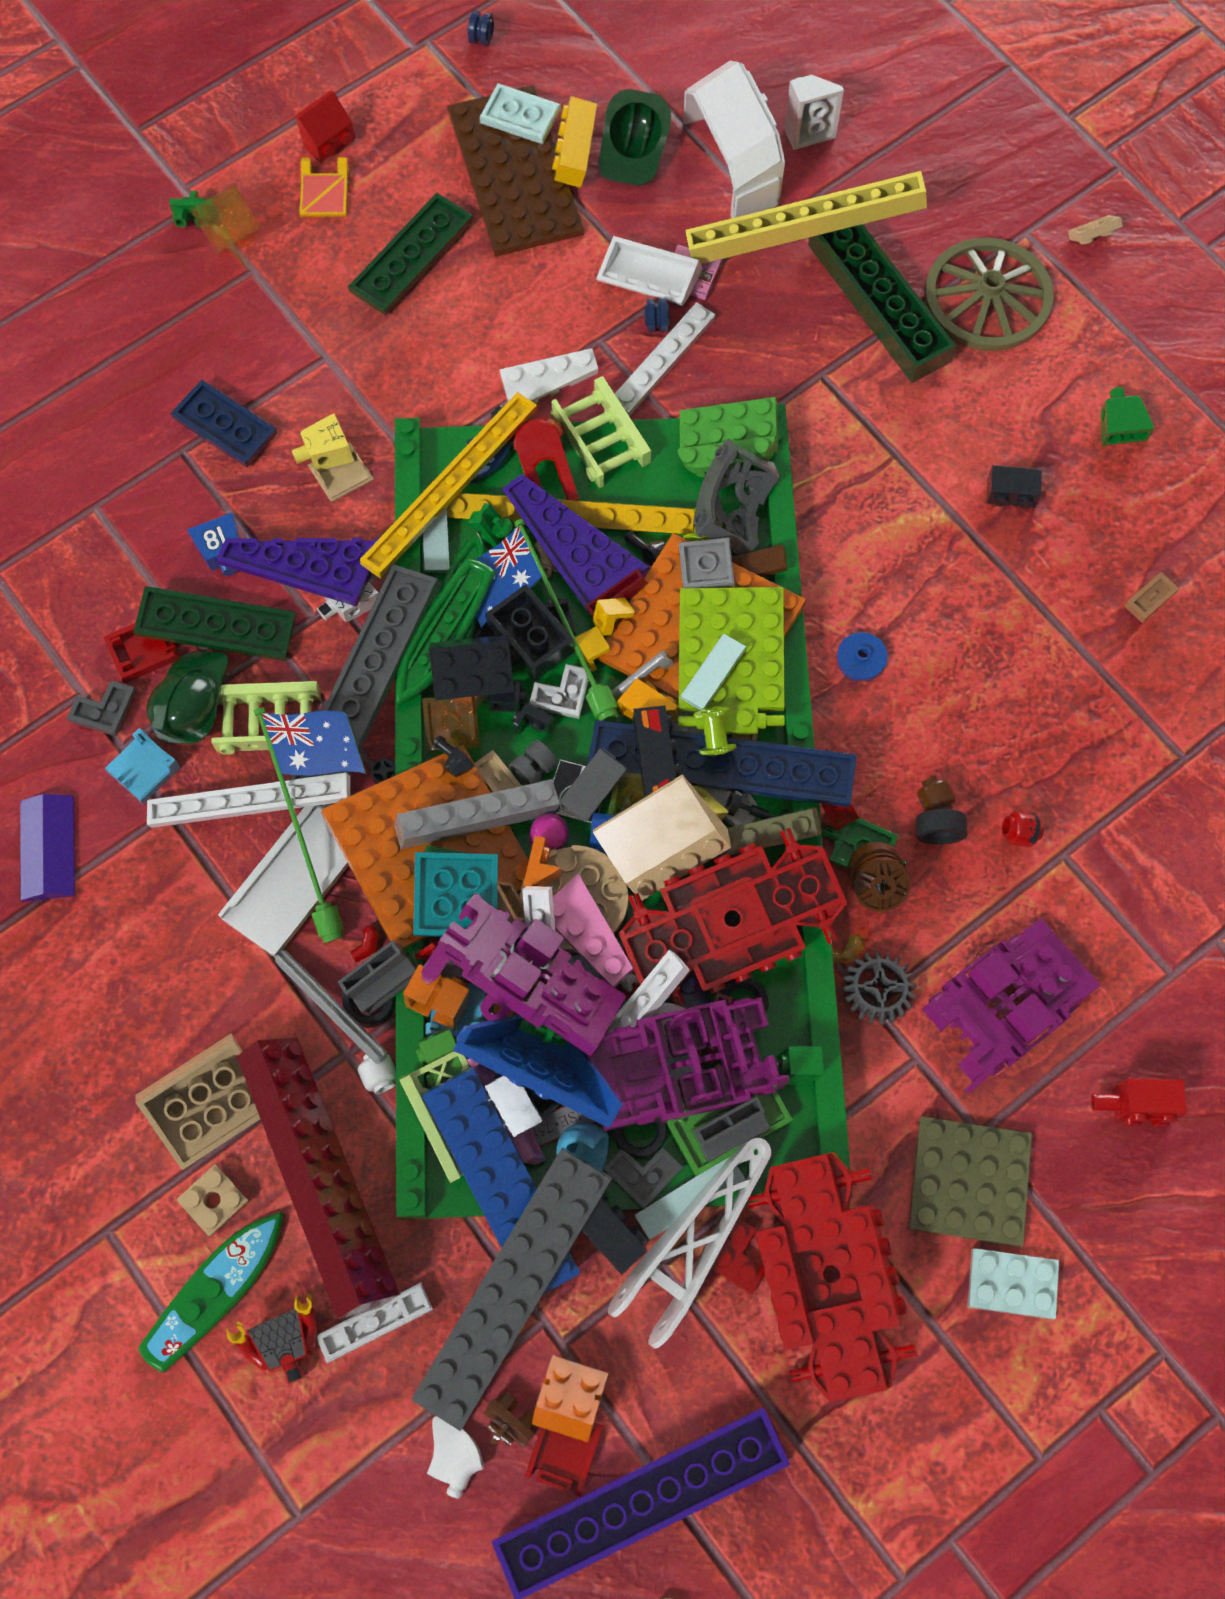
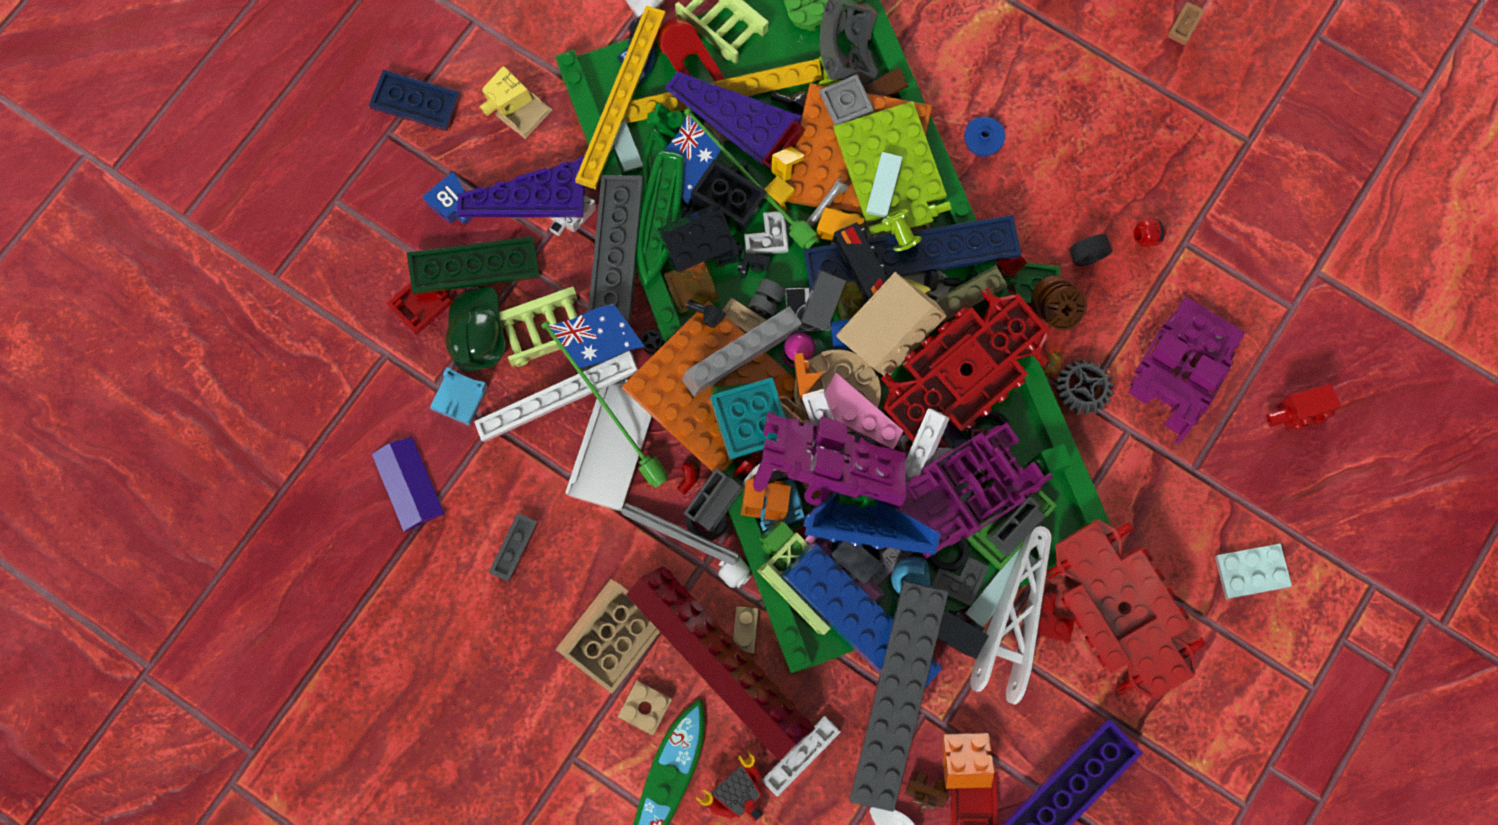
camera: 20 degrees left, 5 degrees up
(108, 714) = (414, 365): dark grey plate -> none
(135, 959) = (513, 547): none -> dark grey plate
(367, 1146) = (745, 628): none -> tan plate
(936, 794) = (1077, 227): reddish brown head -> none
(970, 1181) = (1198, 507): olive plate -> none

